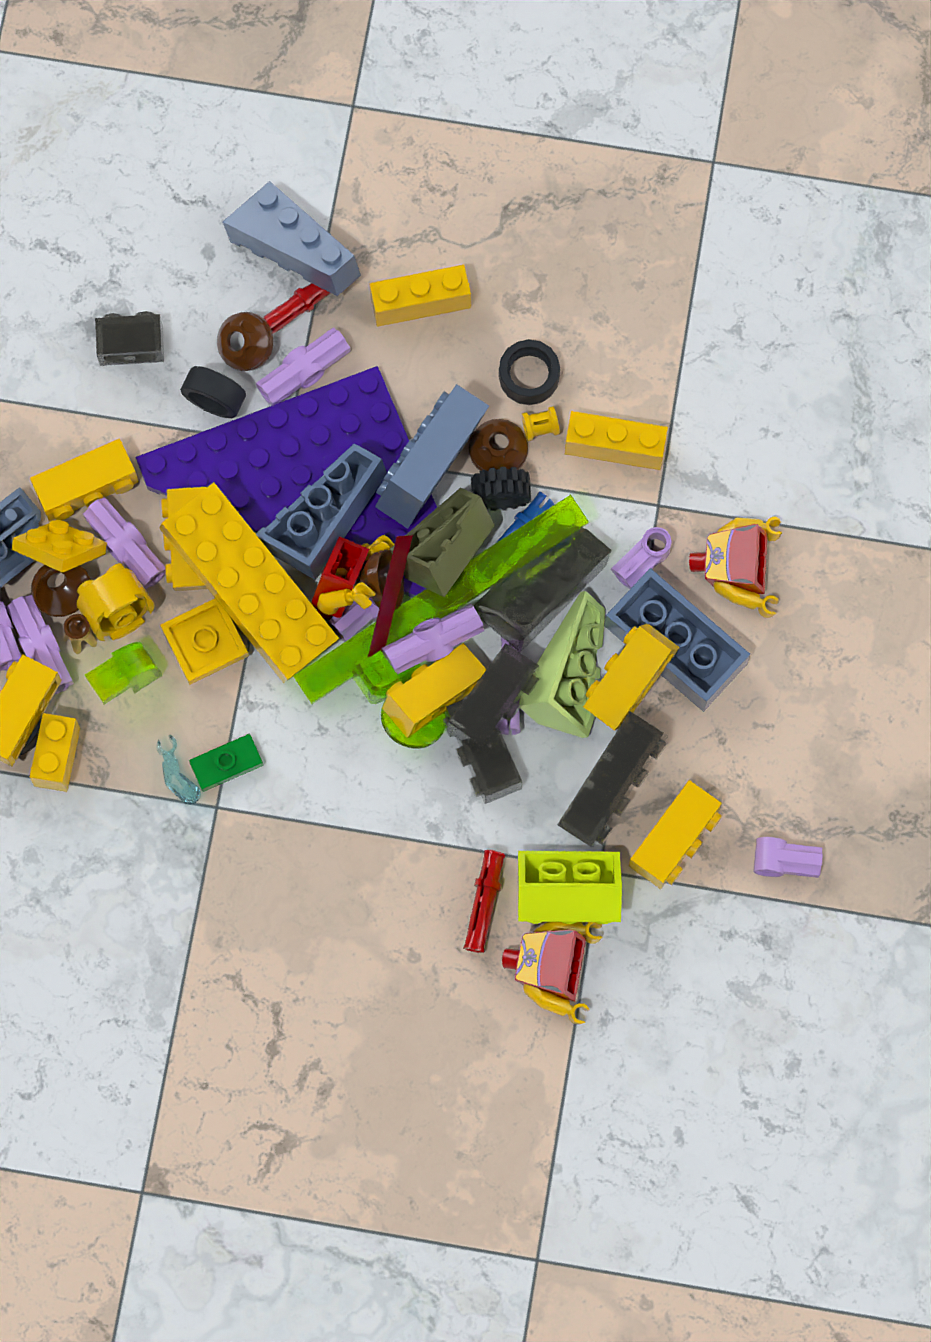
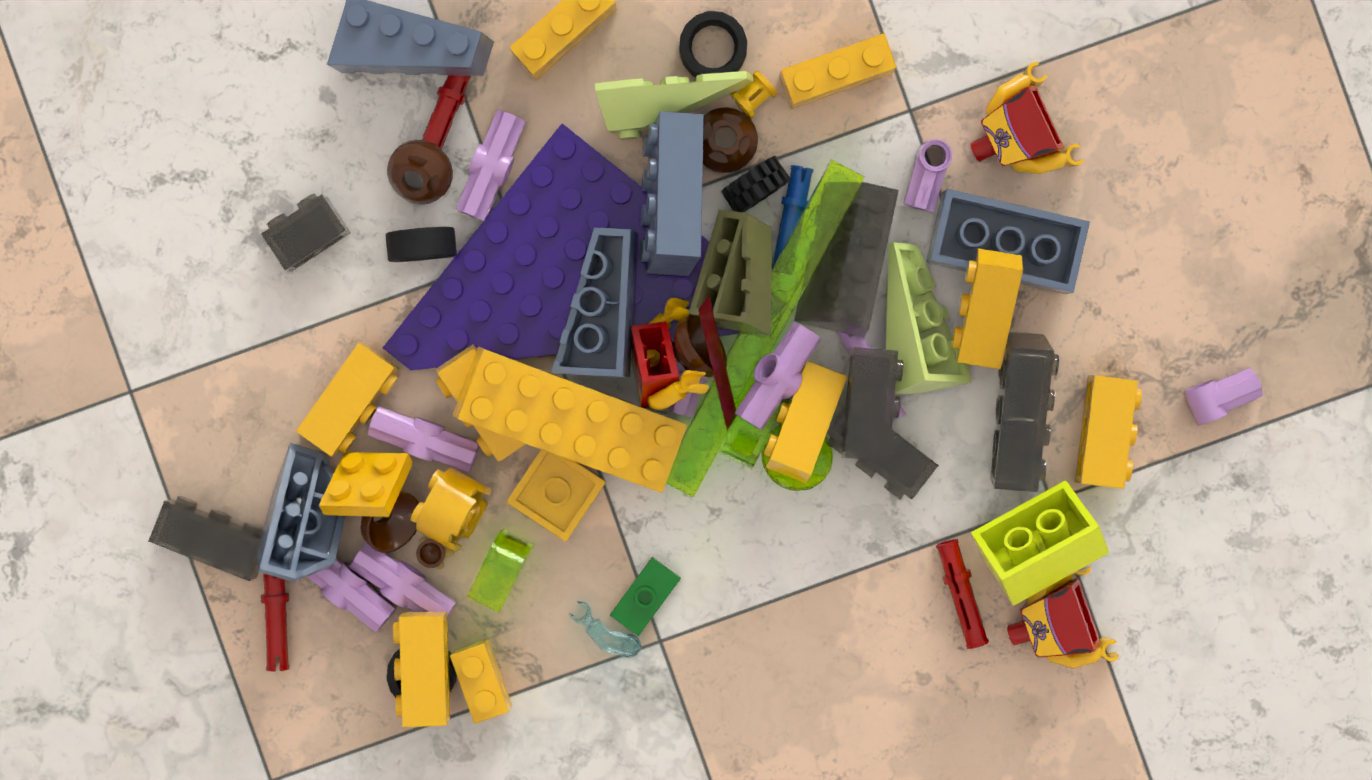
camera: 30 degrees left, 15 degrees up
(438, 371) = (635, 103): none -> yellowish green wedge

